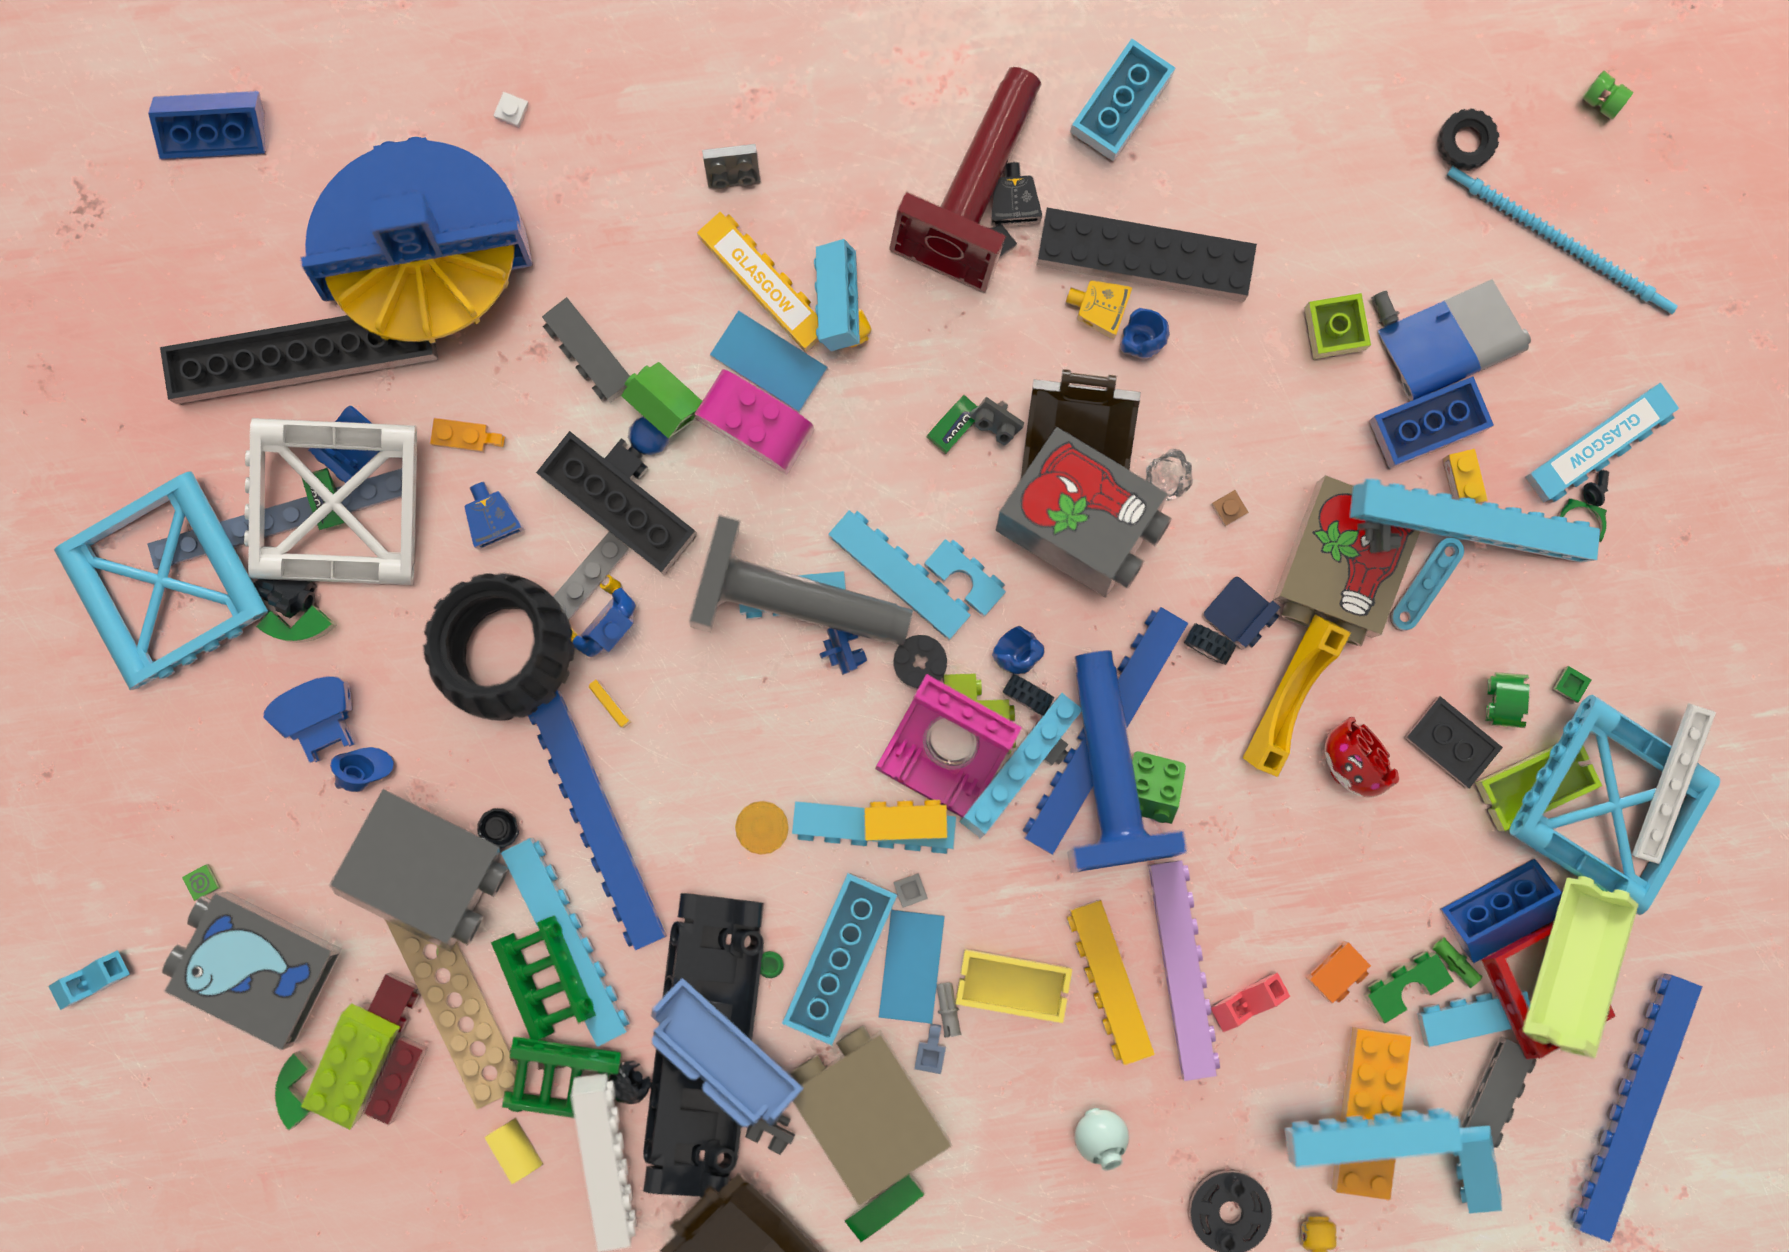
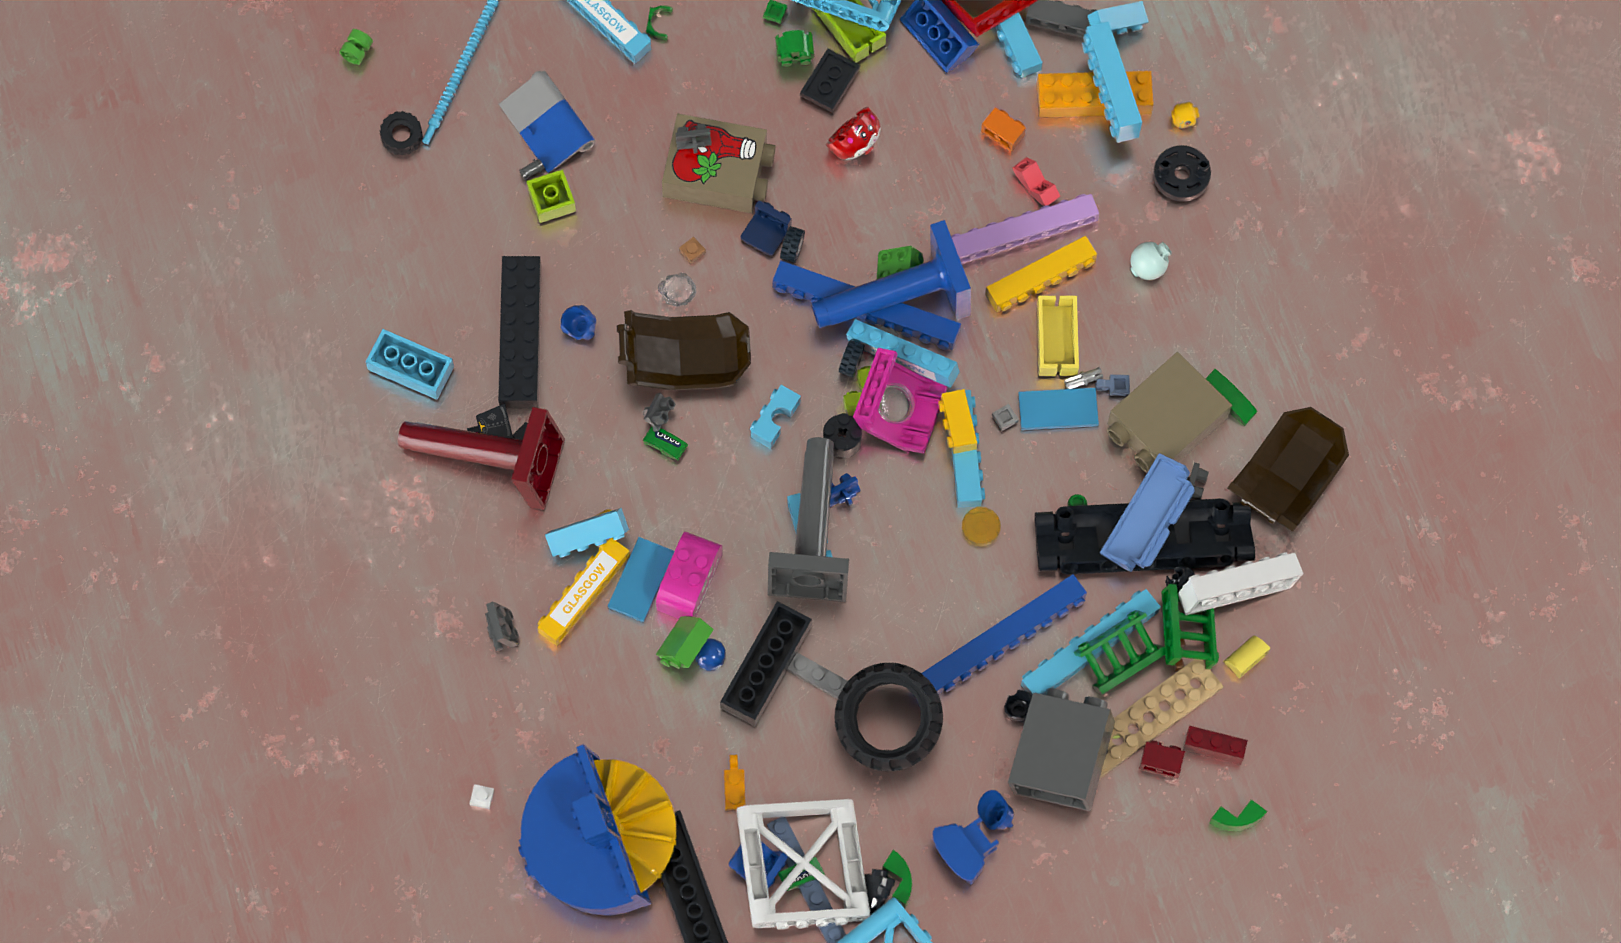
camera: 100 degrees left, 15 degrees down
(201, 882) = (1102, 915): bright green tile -> none
(250, 968) = (1157, 860): dark grey brick -> none
(350, 1066) = (1212, 774): lime brick -> none
(490, 517) = (792, 753): blue torso -> none
(587, 349) = (655, 706): dark grey brick -> none
(609, 624) = (853, 651): blue torso -> none
(609, 703) = (913, 645): yellow tile -> none
(626, 460) = (731, 663): black brick -> none
(839, 959) = (1063, 454): medium azure brick -> none
(899, 575) = (781, 461): medium azure brick -> none
(1018, 651) = (821, 370): blue hair -> none
(1084, 514) = (718, 333): dark grey brick -> none
(1101, 306) = (562, 356): yellow torso -> none
(1273, 737) = (853, 194): yellow arch -> none
(1386, 996) = (1013, 96): green arch -> none
(1427, 584) = (719, 110): medium azure plate -> none
(1431, 422) = (609, 125): blue brick -> none
(1457, 962) = (980, 56): bright green pin -> none
(1465, 476) = (645, 99): yellow brick -> none
(1473, 521) = (677, 81): medium azure brick -> none
(1595, 493) = (639, 15): black plate -> none

